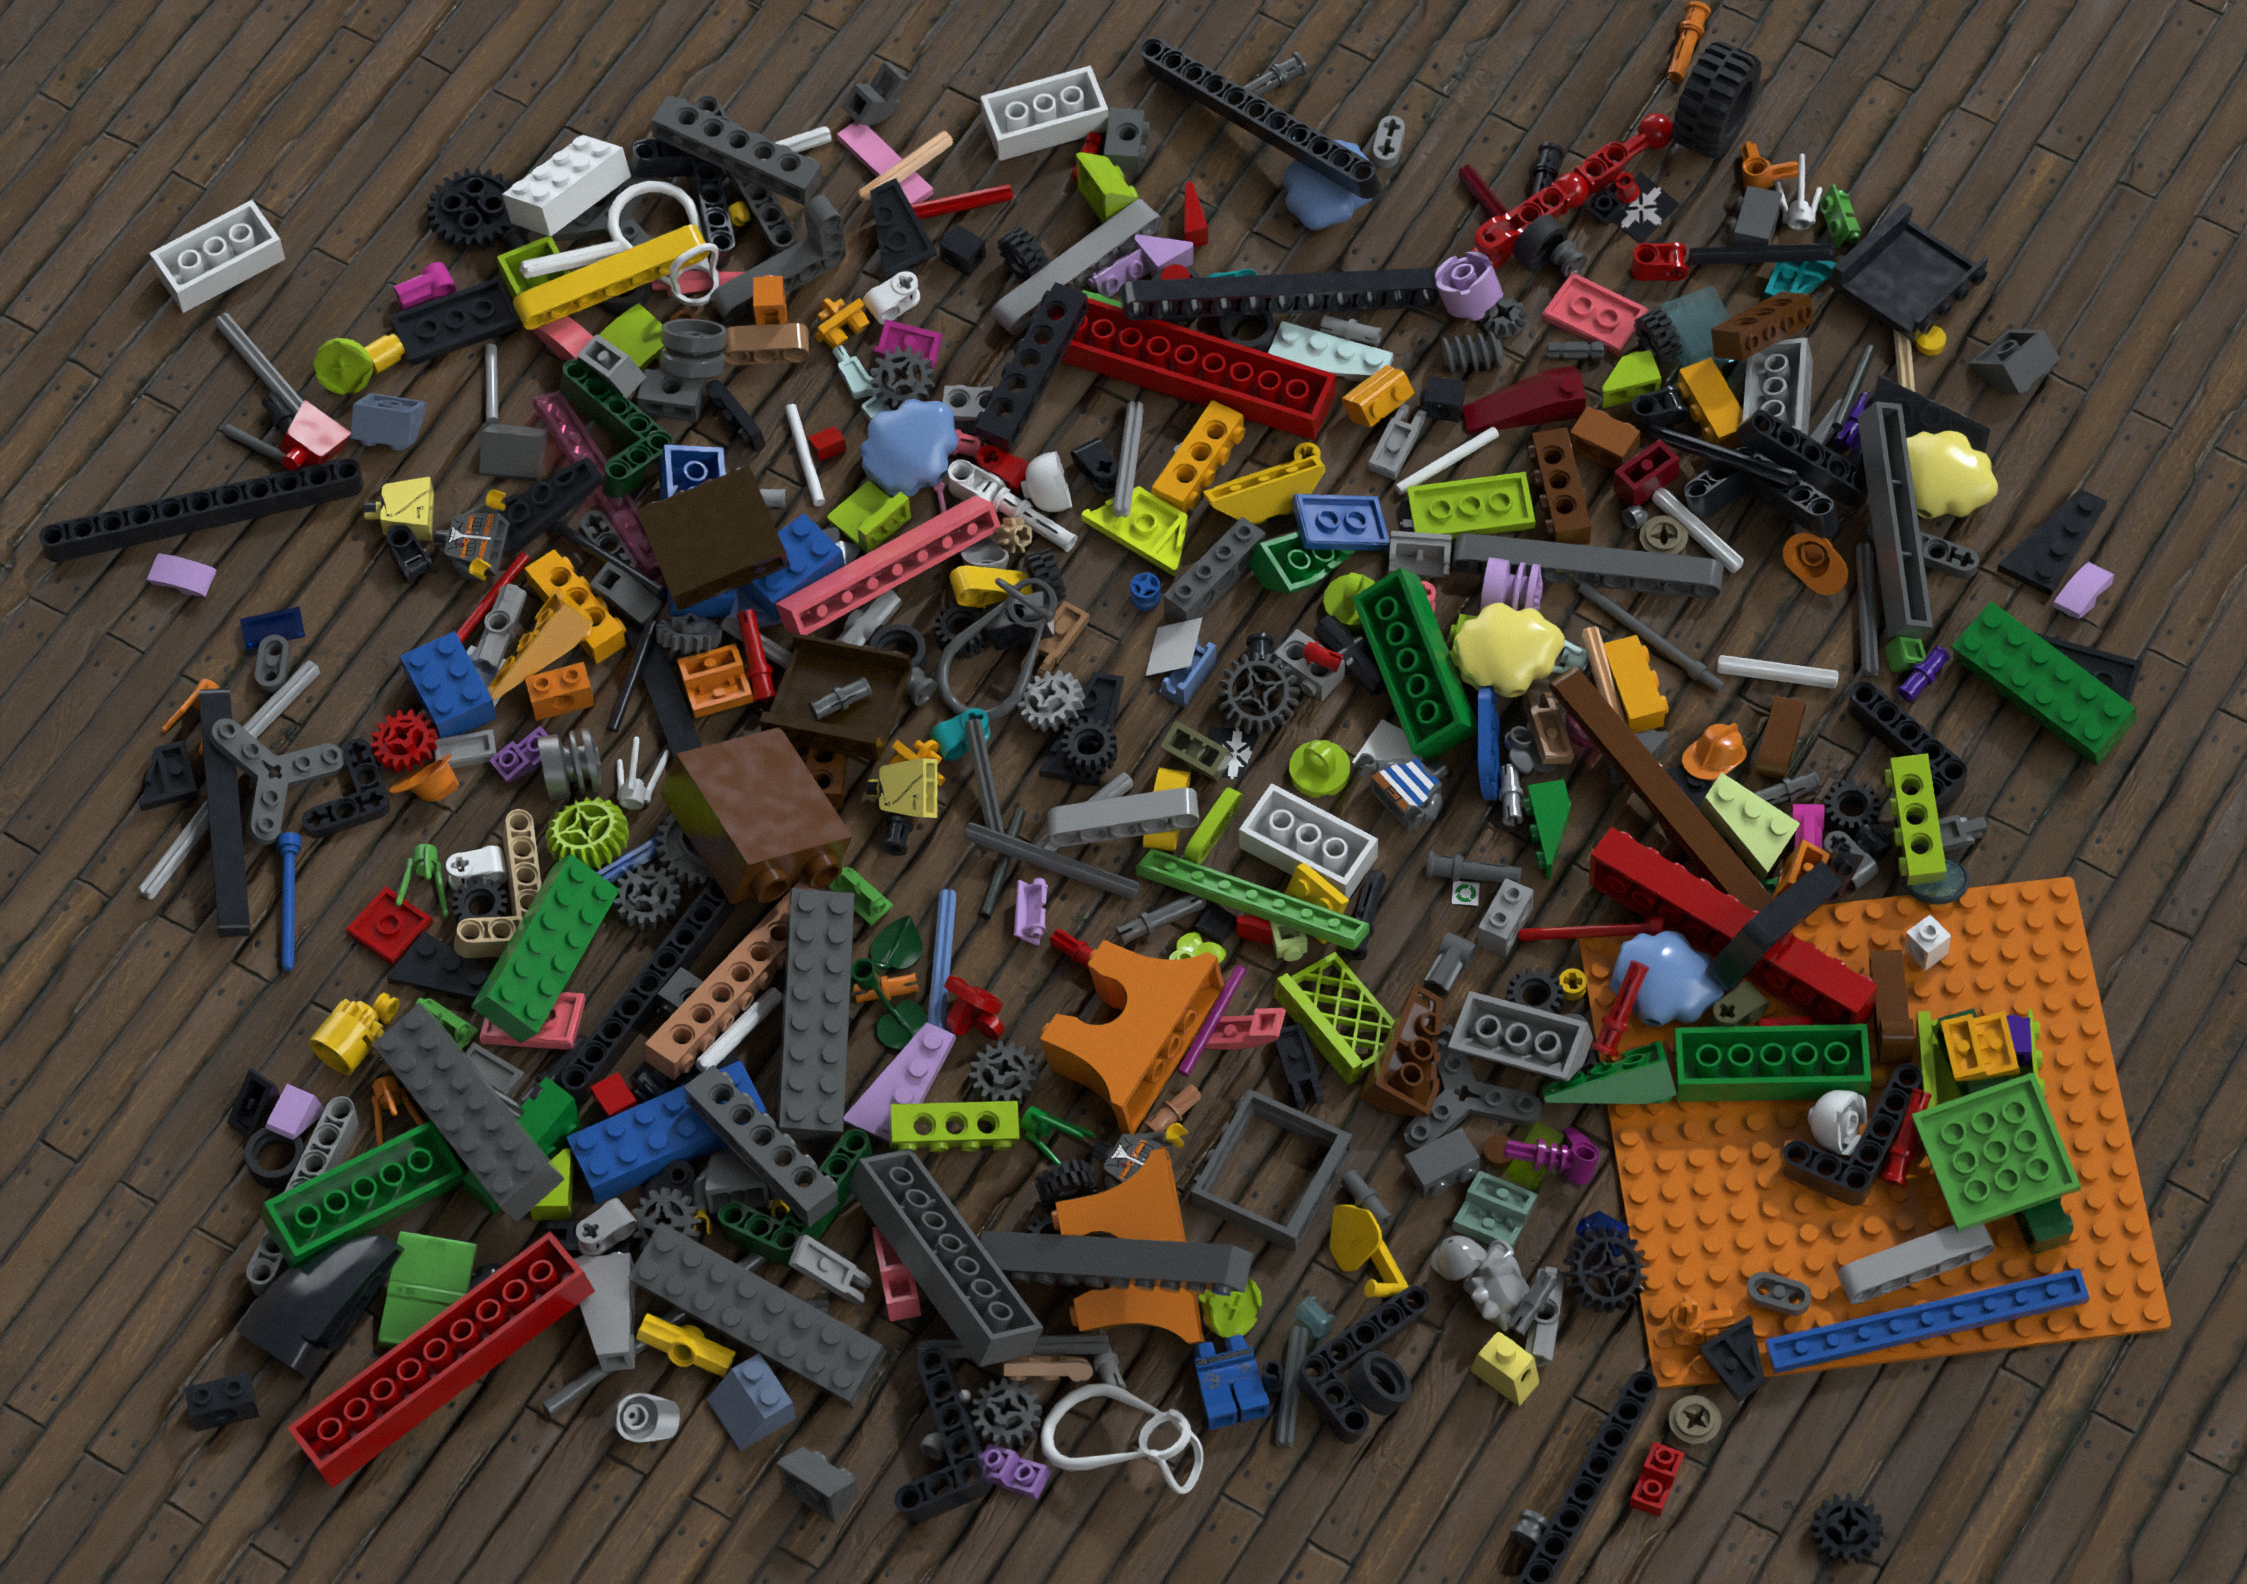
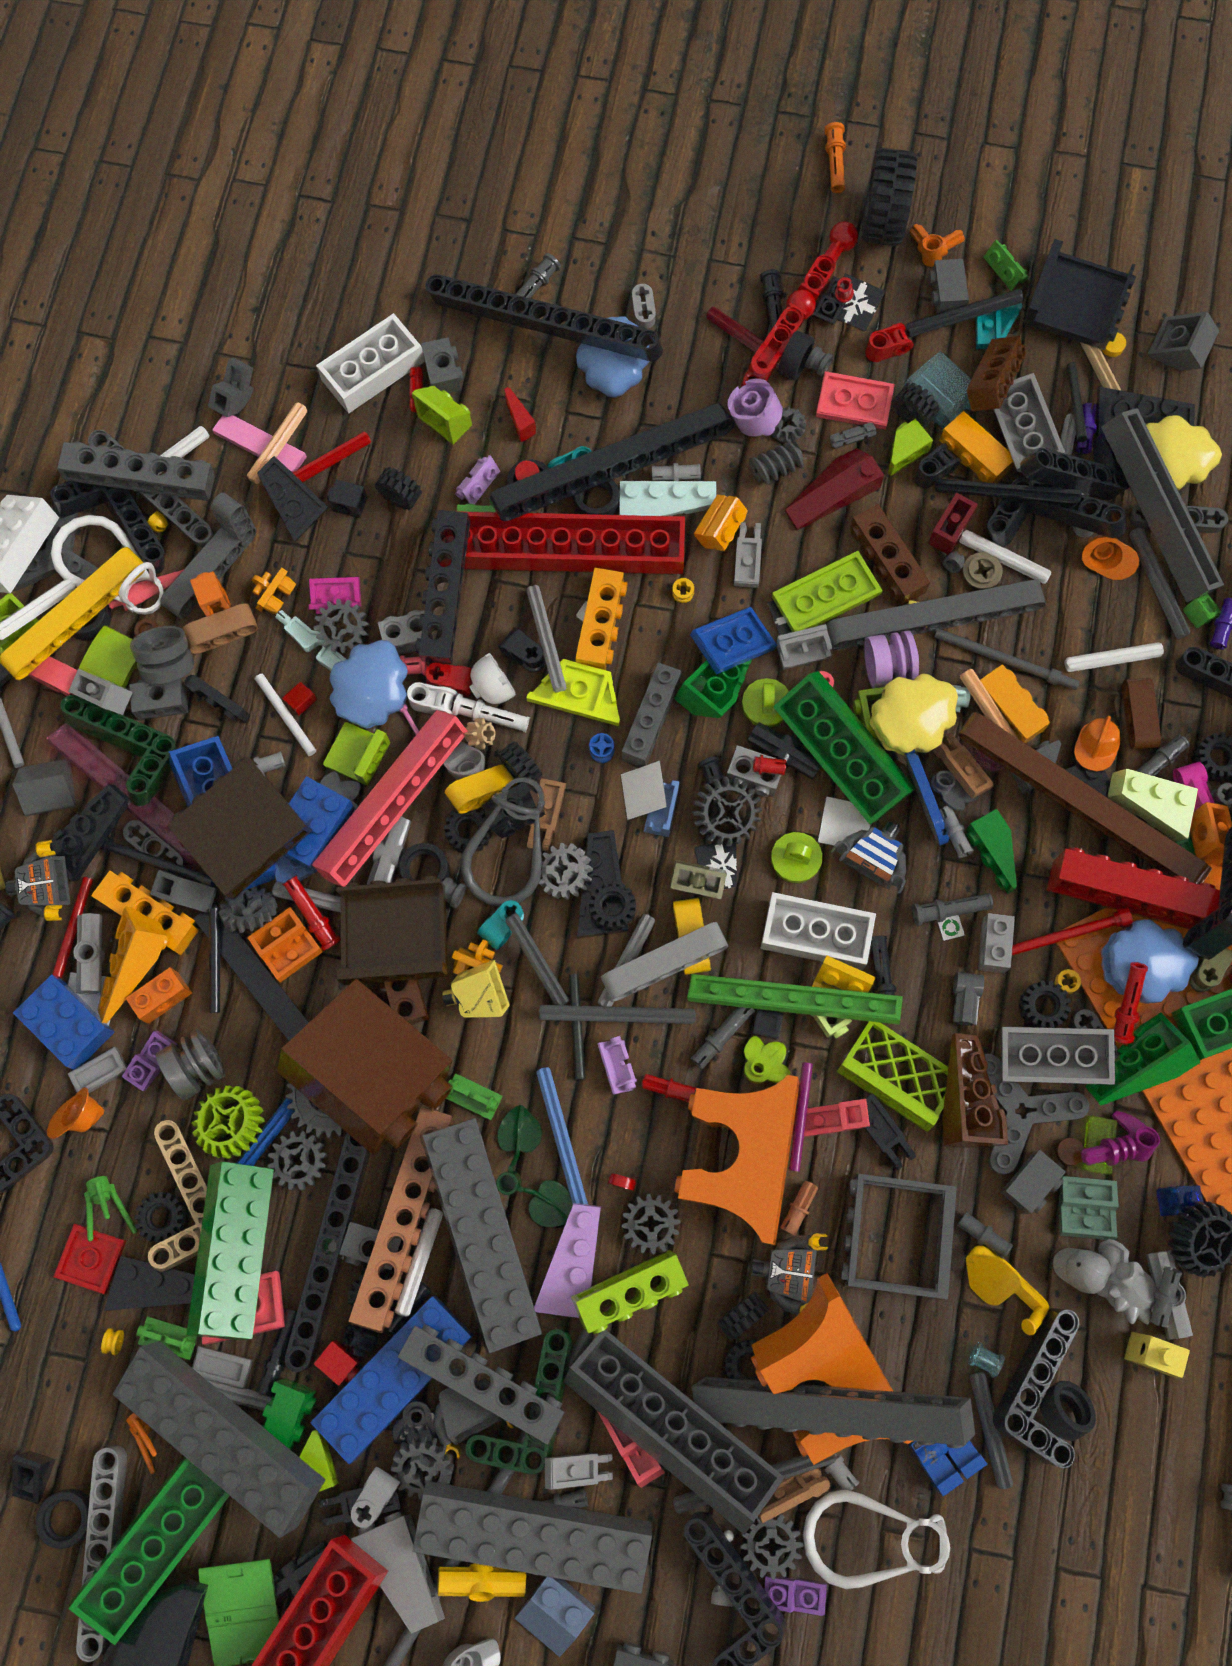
camera: 20 degrees left, 15 degrees up
(294, 1112) = (67, 1478): lavender slope -> none
(346, 1036) = (88, 1385): yellow gear -> none
(404, 741) = (40, 1085): red gear -> none
(475, 864) = (150, 1179): white piece -> none
(633, 793) = (251, 1066): white plant -> none
(840, 698) = (395, 933): dark grey pin -> none
(890, 988) = (533, 1171): orange pin -> none
(891, 299) = (307, 557): white piece -> none
(897, 835) = (483, 1032): black bush -> none
(968, 1004) = (600, 1166): red tile -> none
(1040, 1123) = (696, 1258): green plant -> none
(1077, 264) = (442, 485): light grey beam -> none
(1164, 252) = (507, 453): lavender slope -> none
(1213, 825) = (734, 938): lime beam -> none
(1232, 1313) = (920, 1373): lime tile -> none
(1254, 929) = (802, 1020): red slope -> none
(1266, 491) = (665, 629): yellow wedge -> none
(1272, 1377) = (982, 1431): black pin -> none
(1443, 399) = (770, 508): black brick -> none
(1447, 460) = (791, 558): white bar -> none
(1604, 438) = (907, 503): dark orange brick -> none
(1799, 214) = (976, 270): white plant -> none

